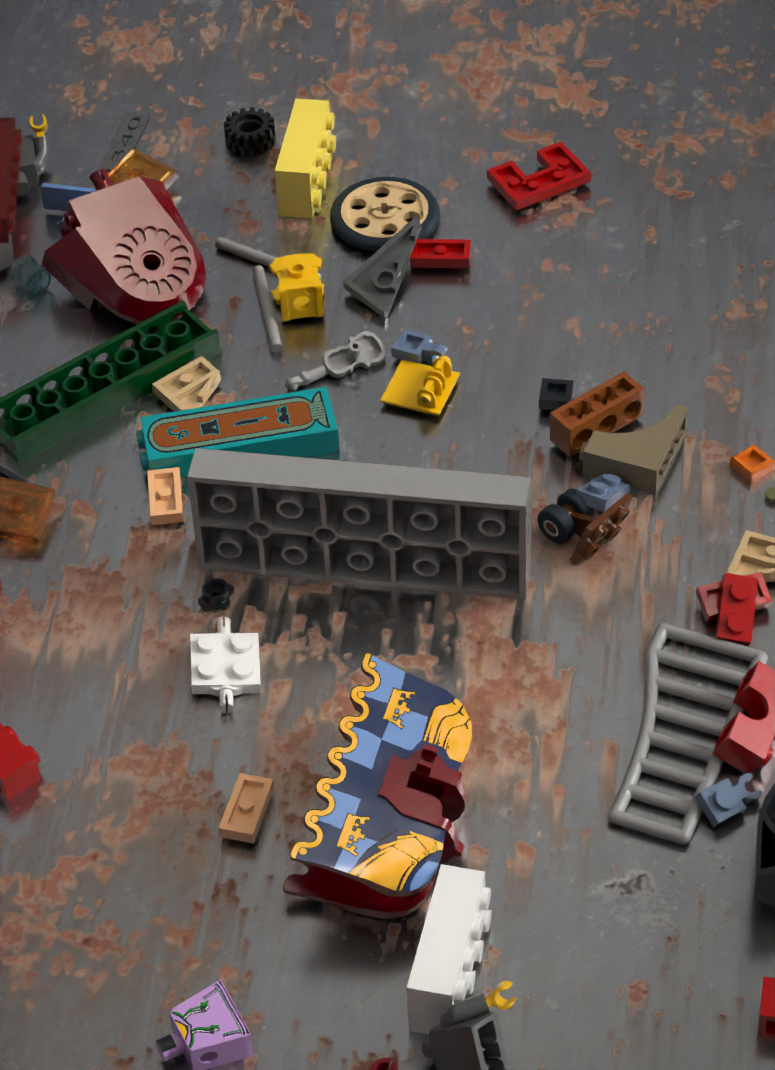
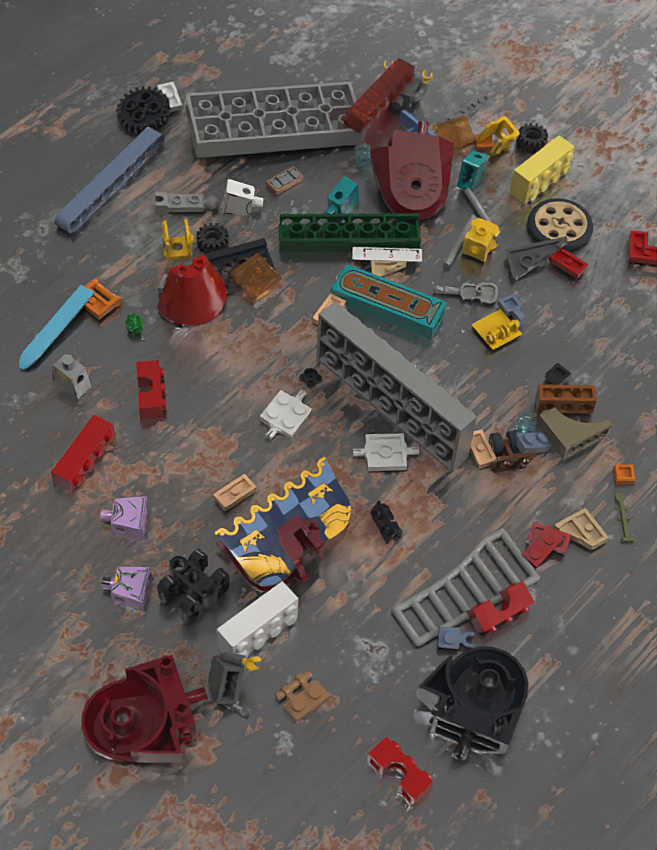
camera: 30 degrees right, 10 degrees up
(50, 349) = (343, 197): none -> teal torso
(116, 939) = (127, 516): none -> lavender torso
(182, 376) = (387, 254): none -> white sticker
(188, 171) = (485, 145): none -> orange tile
(193, 143) = (496, 128): none -> yellow piece
(207, 204) = (475, 165): none -> teal torso
(332, 959) = (184, 579): none -> black piece
(414, 624) = (386, 452): none -> white plate
(497, 714) = (382, 516): none -> black hinge
(550, 548) = (481, 450): none -> light nougat plate
(571, 473) = (525, 423): none -> clear light blue wheel
(604, 1012) = (306, 701): none -> medium nougat plate

